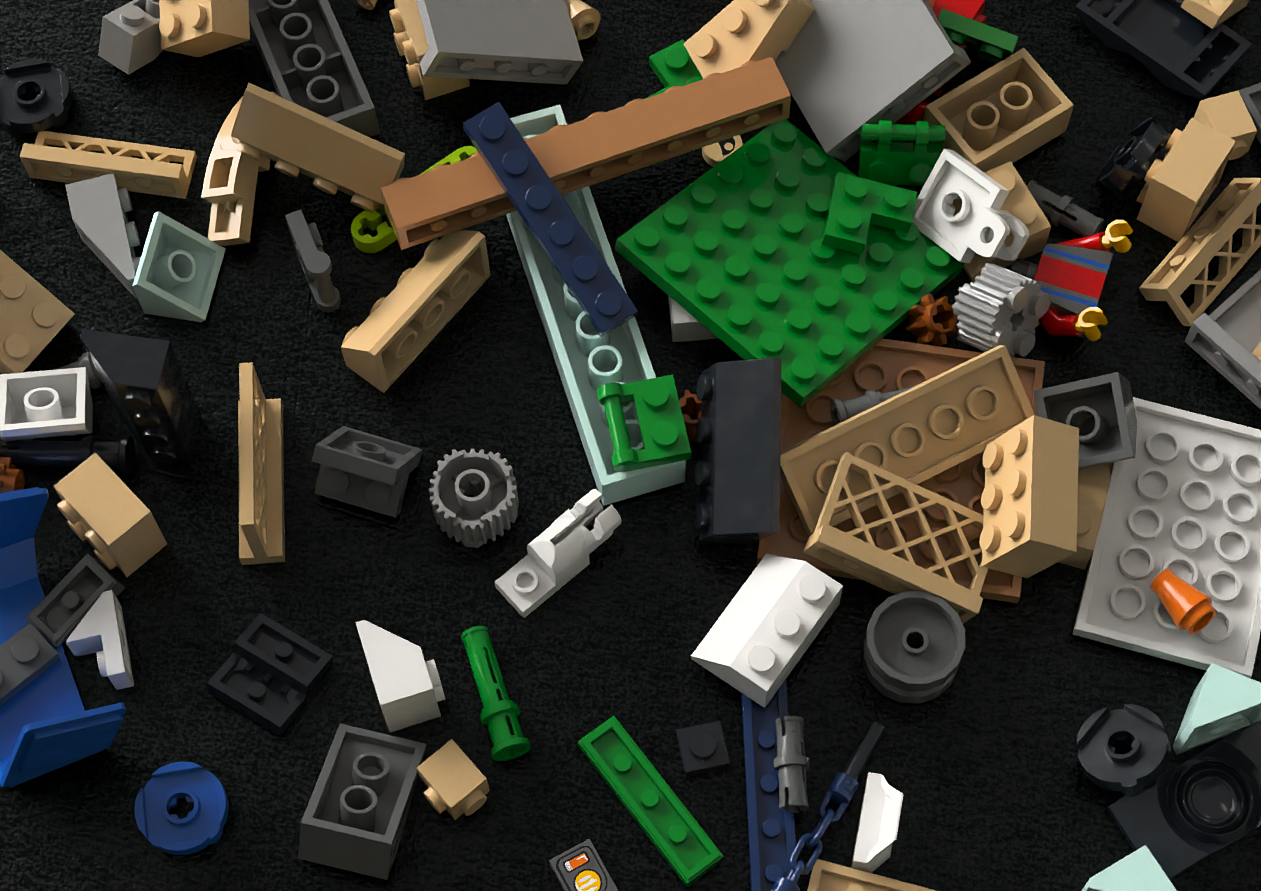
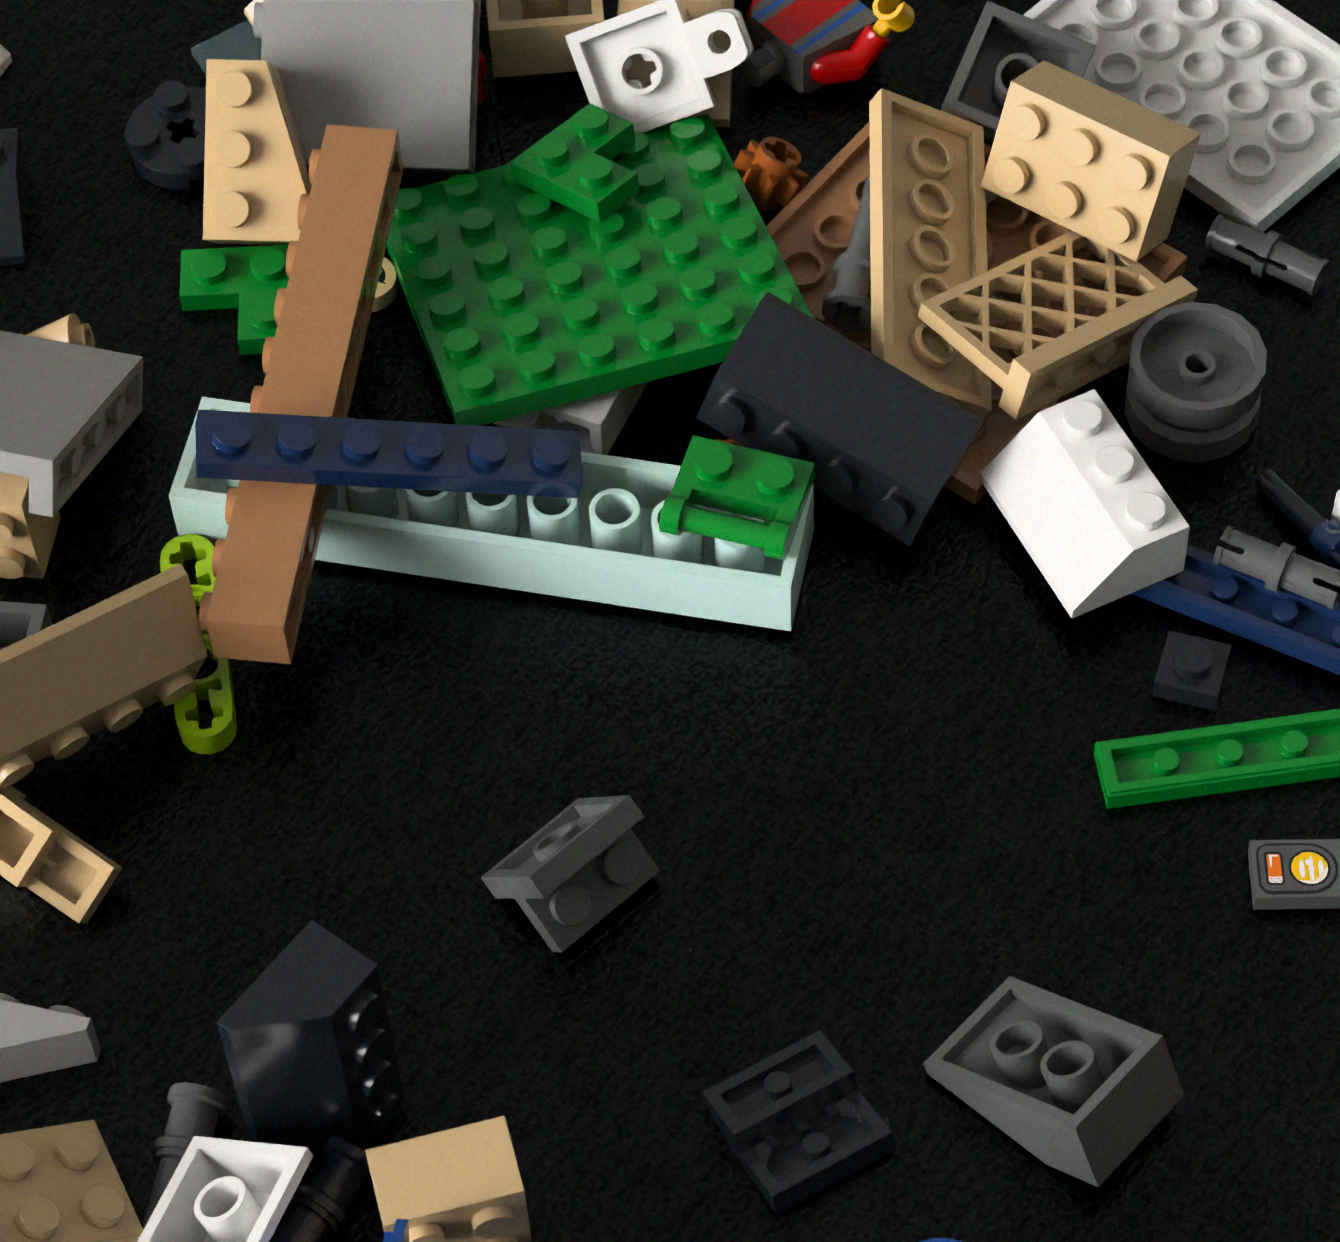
camera: 60 degrees left, 10 degrees down
(177, 271) = (104, 975): light aqua slope -> none
(260, 472) = (496, 991): tan fence -> none
(314, 261) = (201, 793): dark grey plate -> none
(402, 678) = (908, 944): white slope -> none
(417, 308) = (372, 703): tan slope -> none
(453, 781) = (1089, 955): tan brick -> none
(494, 500) = (698, 755): light grey brick -> none
(499, 711) = (1017, 864): green pin -> none
(558, 554) = (836, 703): white plate -> none
(898, 161) = (526, 107): green plate -> none
(1000, 310) = (812, 93): light grey brick -> none
(1059, 647) = (1267, 254): none -> dark grey pin
(1185, 604) = (1293, 100): orange cone -> none

